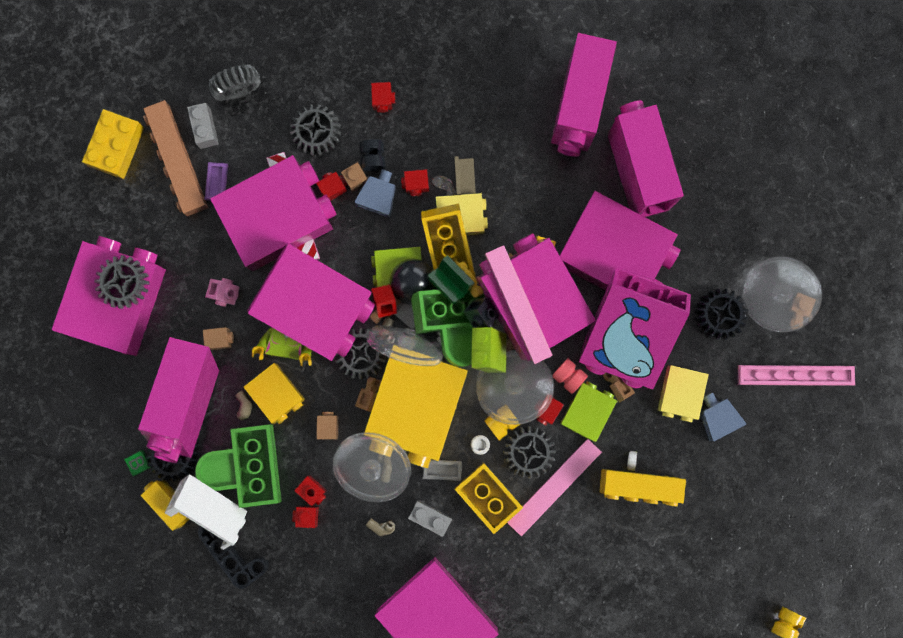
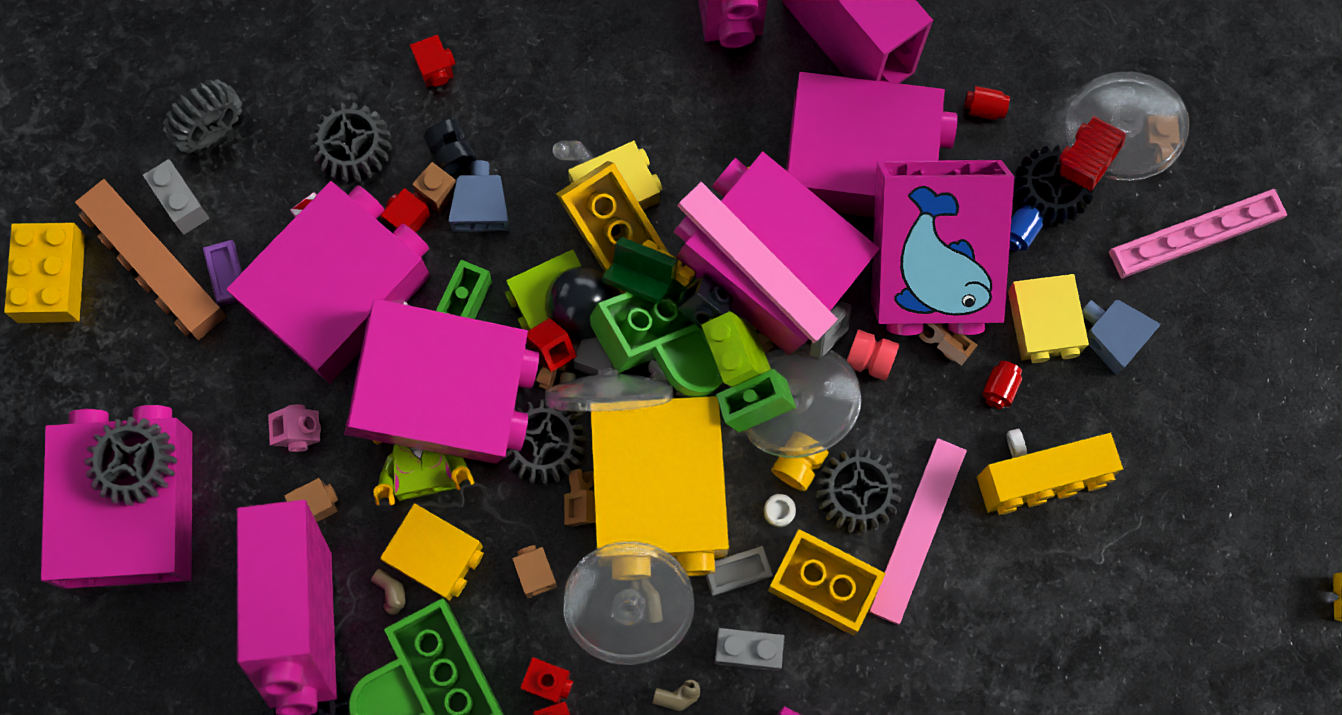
camera: 25 degrees left, 10 degrees down
(346, 251) = (465, 291): none -> bright green brick
(415, 182) = (529, 162): red brick -> none
(464, 176) = (597, 127): dark tan panel -> none
(488, 382) = (756, 400): none -> bright green brick
(551, 413) = (867, 420): red brick -> none
(556, 351) = (834, 333): none -> light grey tile
(588, 411) = (922, 397): lime brick -> none
(638, 422) = (1002, 385): none -> red brick
(691, 333) = (1024, 227): none -> blue brick
(703, 248) = (986, 103): none -> red brick
(750, 306) = (1092, 152): none -> red brick

